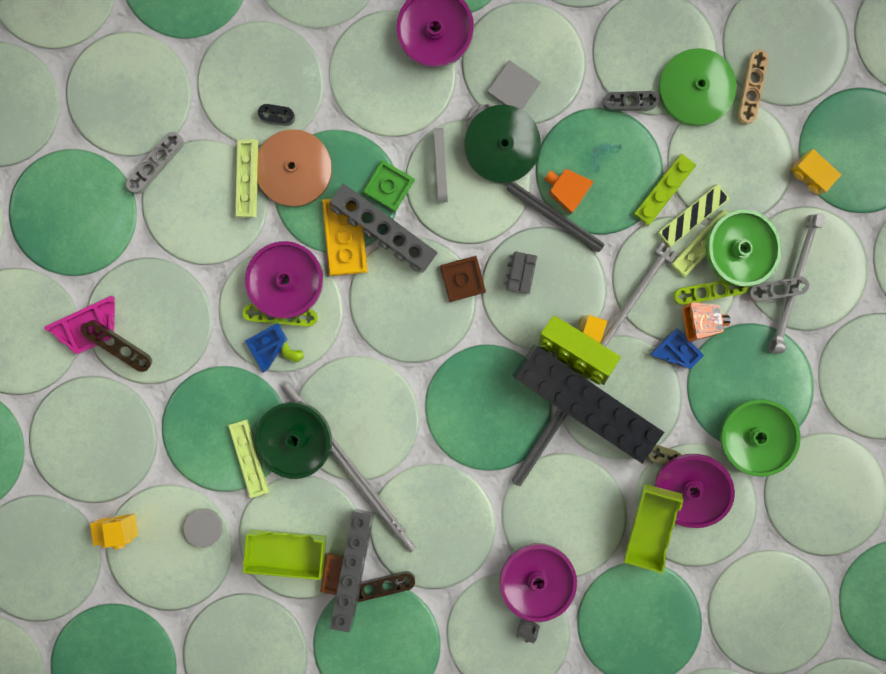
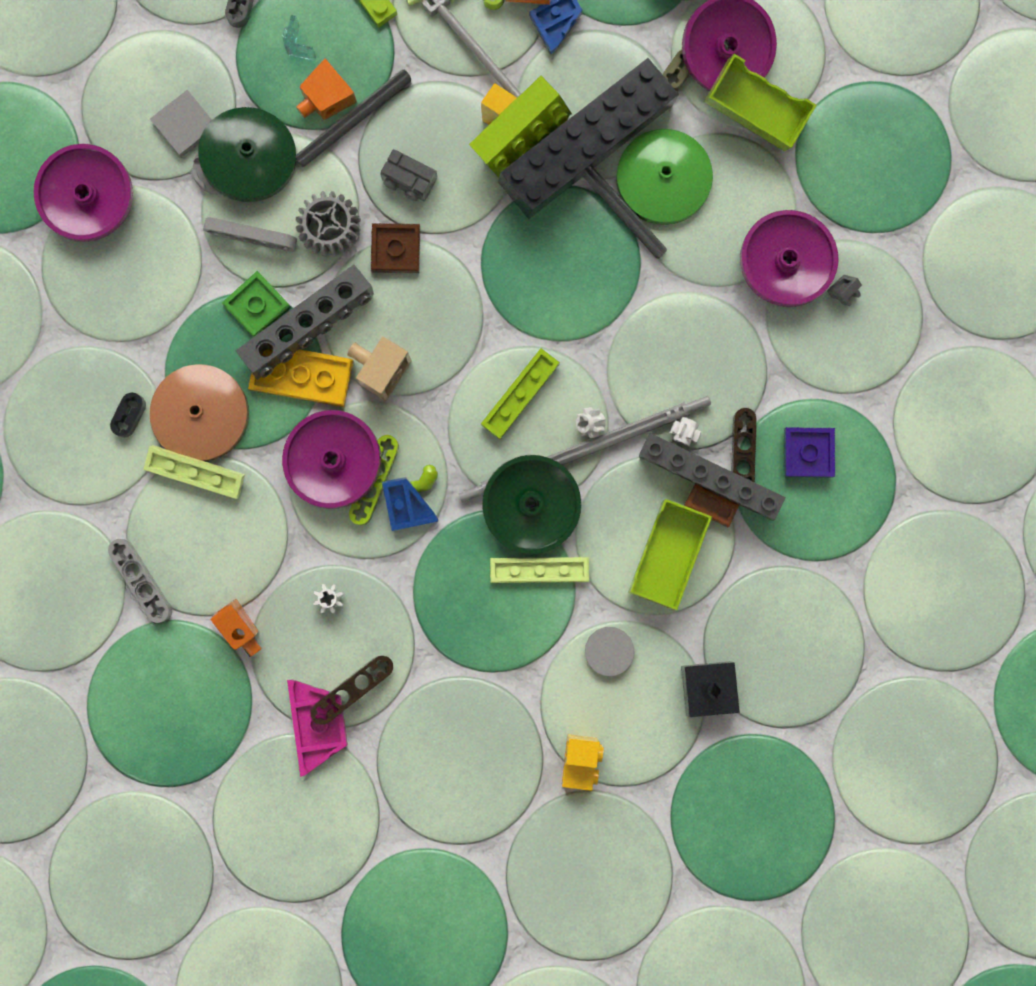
camera: 70 degrees left, 5 degrees down
(138, 246) = (232, 618): none -> orange torso
(175, 307) = (322, 595): none -> white gear
(194, 611) = (710, 689): none -> black brick
(364, 296) = (381, 367): none -> tan brick
(369, 466) = (590, 422): none -> white gear
(376, 406) = (520, 393): none -> lime plate
(382, 539) = (685, 432): none -> white gear
(394, 636) = (809, 452): none -> dark purple plate
(474, 223) = (334, 205): none -> light grey gear
(576, 450) = (658, 196): none -> bright green dish

